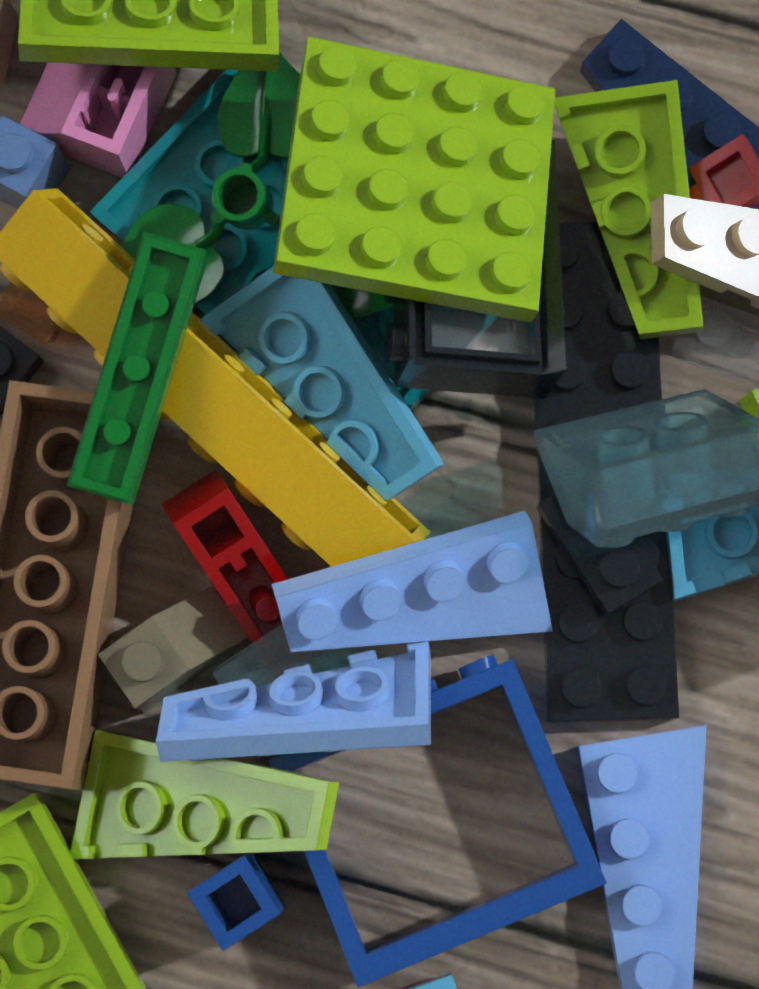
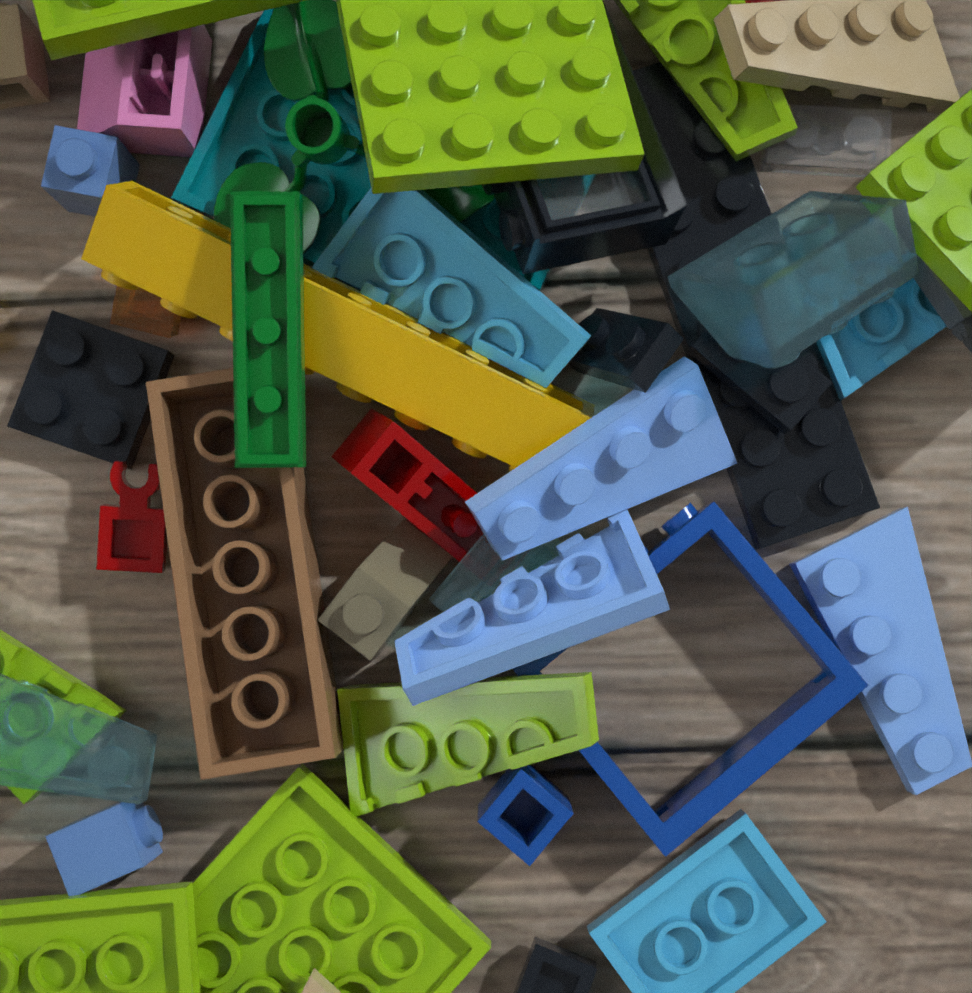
camera: 15 degrees left, 5 degrees up
(471, 485) = (625, 348): none -> black plate

